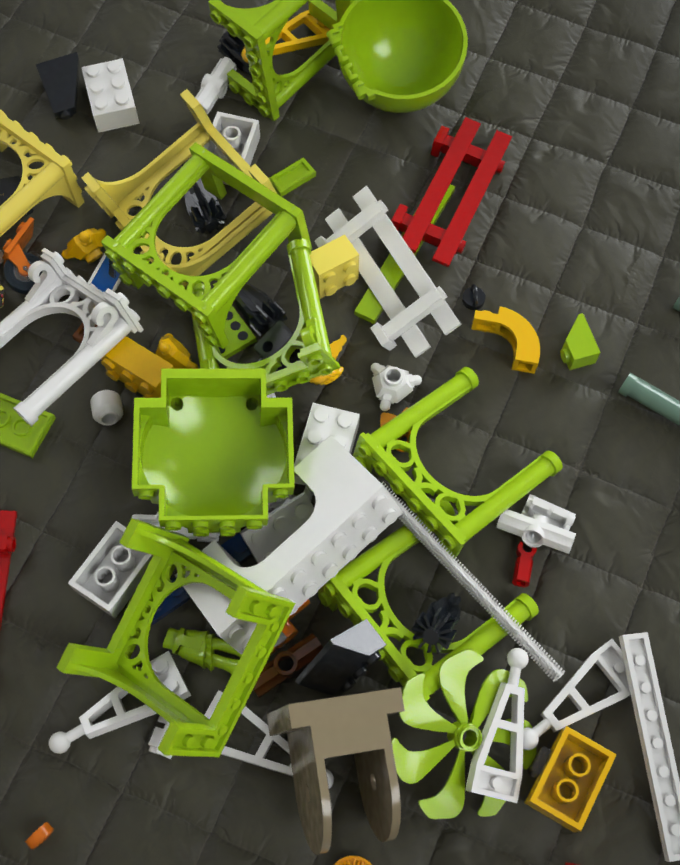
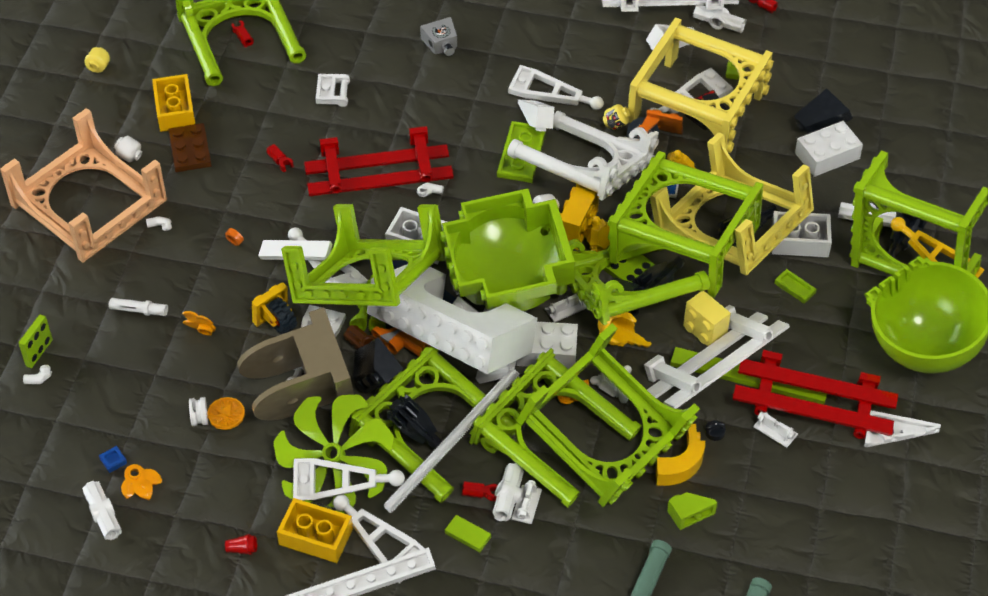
camera: 80 degrees right, 15 degrees down
(29, 546) = (429, 188): none -> white arm
(95, 745) = (312, 249): none -> white tile
(201, 787) = (274, 309): none -> plate
(472, 460) = (670, 421): none -> lime arch
(484, 240) = (775, 429): none -> white hinge
(501, 122) = (903, 429): none -> white wing
(581, 589) = (468, 533): none -> lime tile

